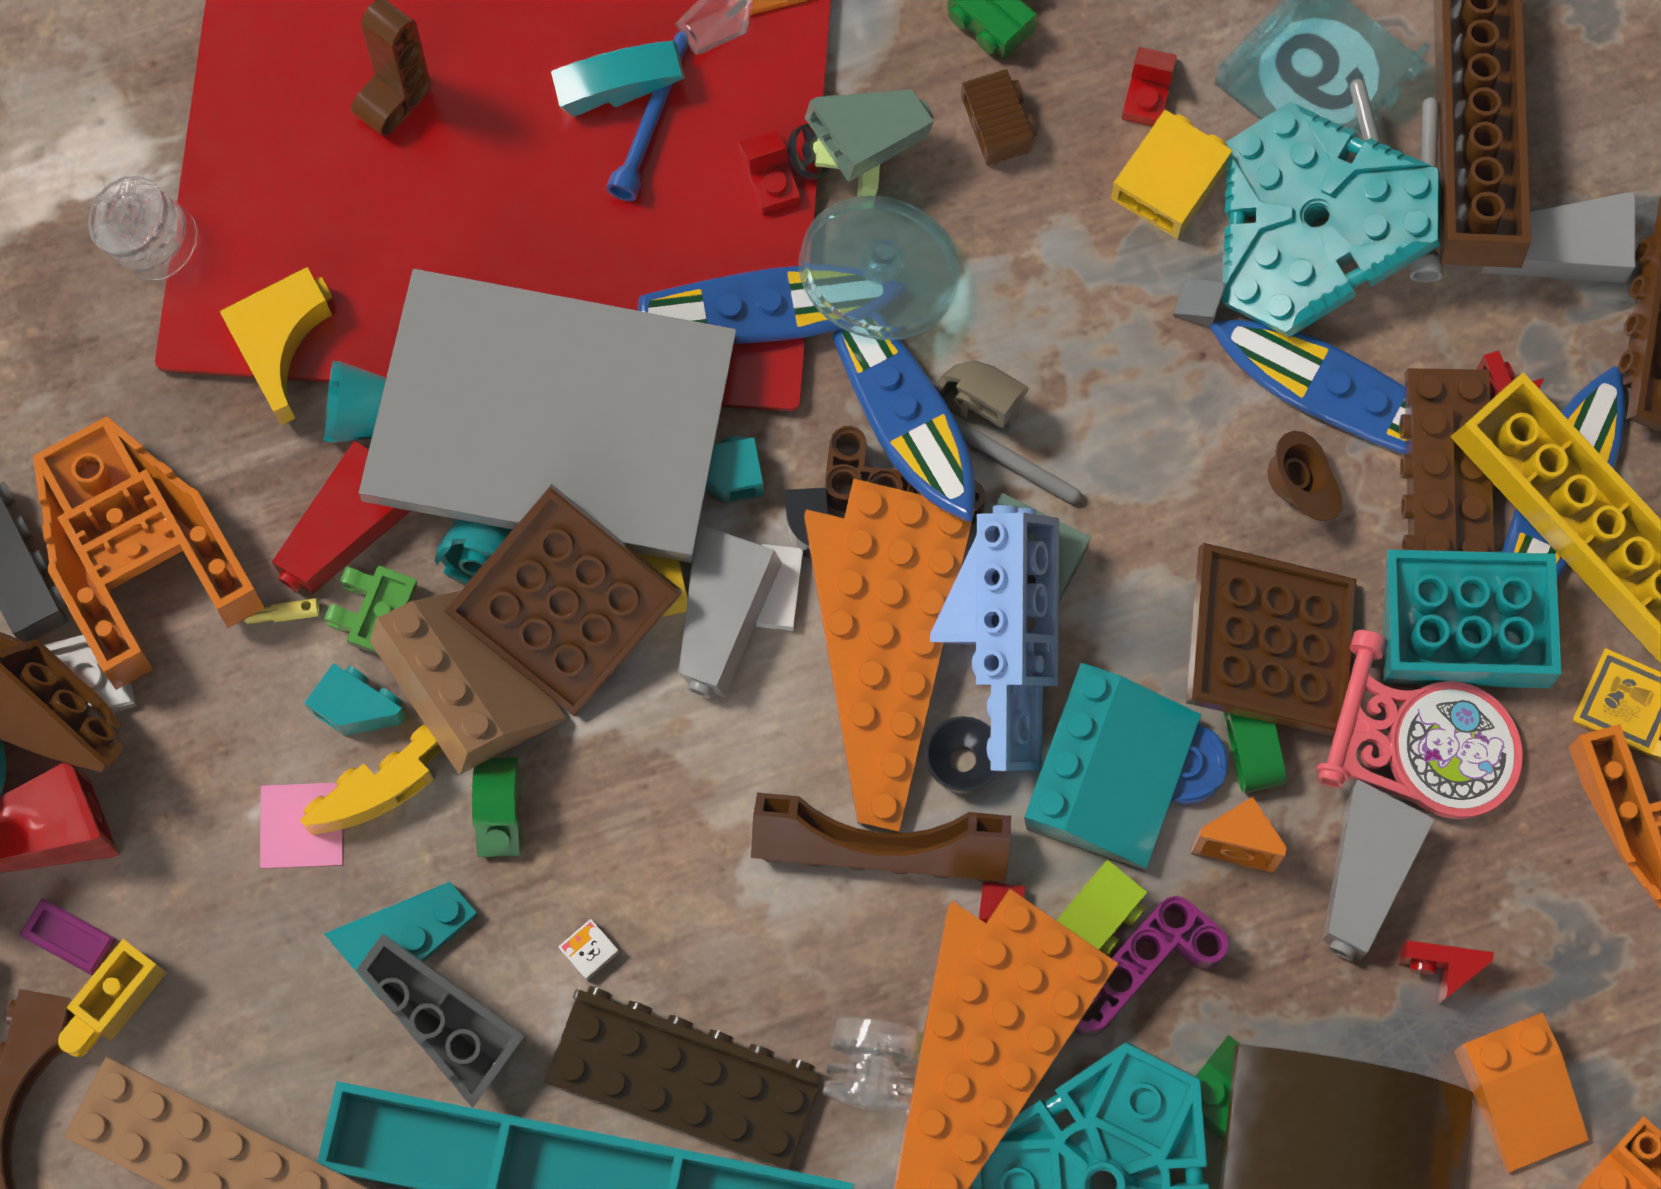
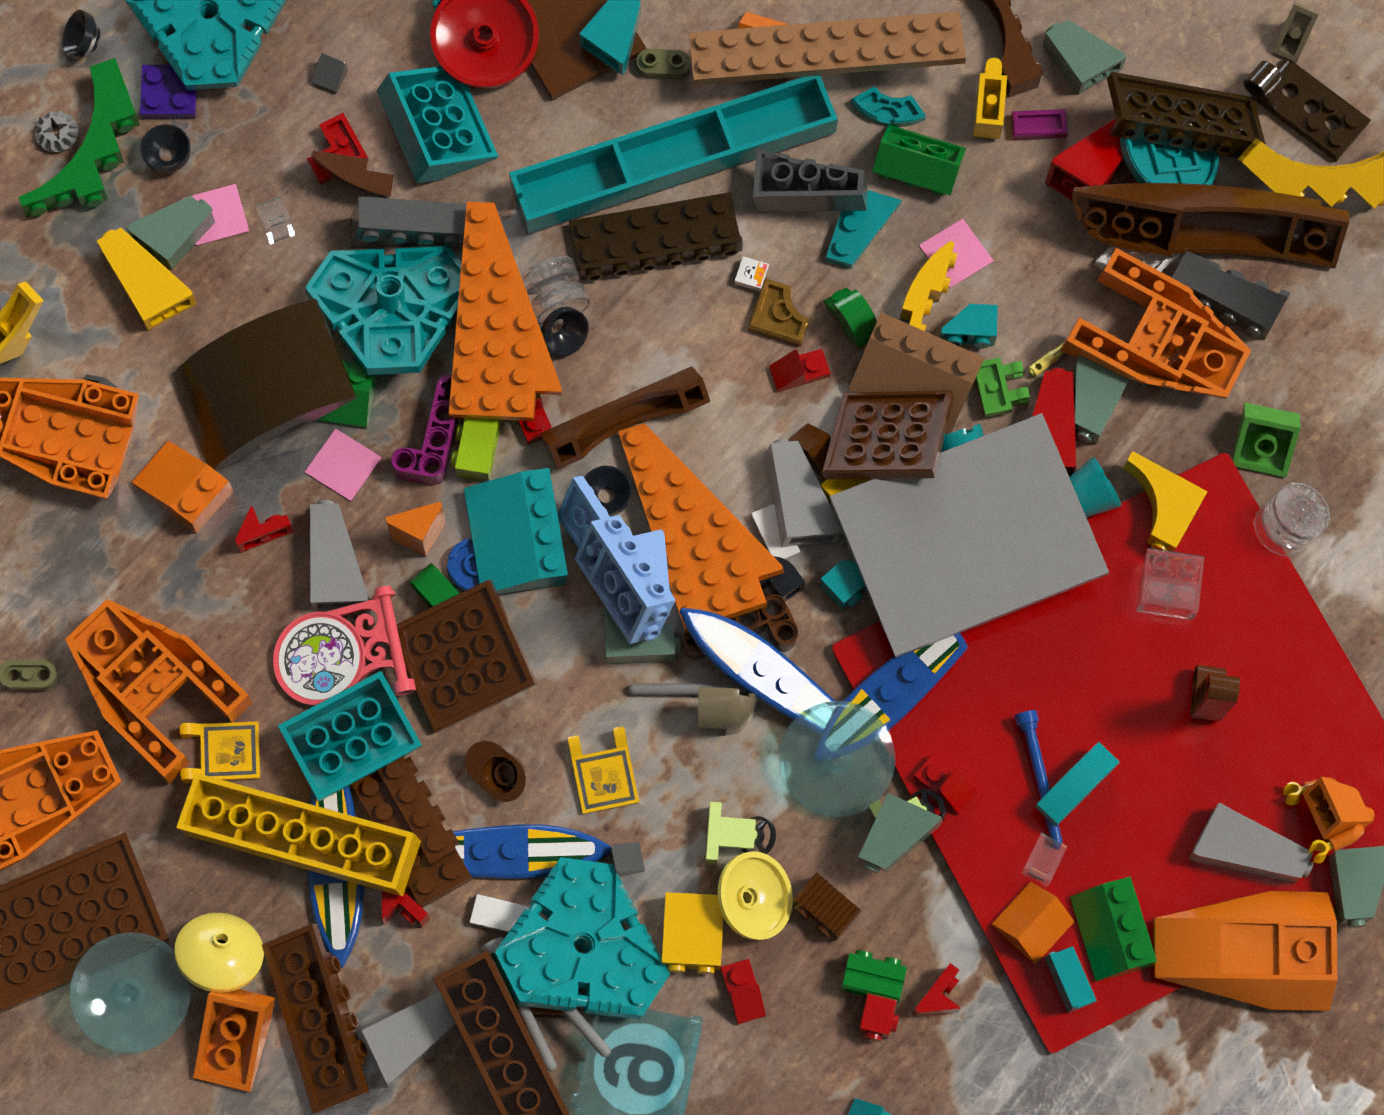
camera: 145 degrees right, 0 degrees up
(94, 353) = (1266, 439): none -> bright green slope
(252, 1079) = (887, 109): none -> teal tile
(260, 975) = (918, 160): none -> green slope
(264, 517) = (1095, 398): none -> sand green slope
(345, 233) = (1170, 584): none -> clear slope
(592, 874) = (777, 316): none -> pearl gold tile
(611, 780) = (798, 370): none -> red slope
(659, 666) = (814, 445): none -> reddish brown slope
(892, 1001) = (570, 336): none -> black piece
(1059, 250) = (735, 833): none -> yellowish green piece
(1077, 163) = (765, 892): none -> light yellow dish
(1170, 411) = (604, 777): none -> yellow flag
(1286, 1001) = (343, 464): none -> bright pink piece
(1388, 320) = (495, 913): none -> white tile

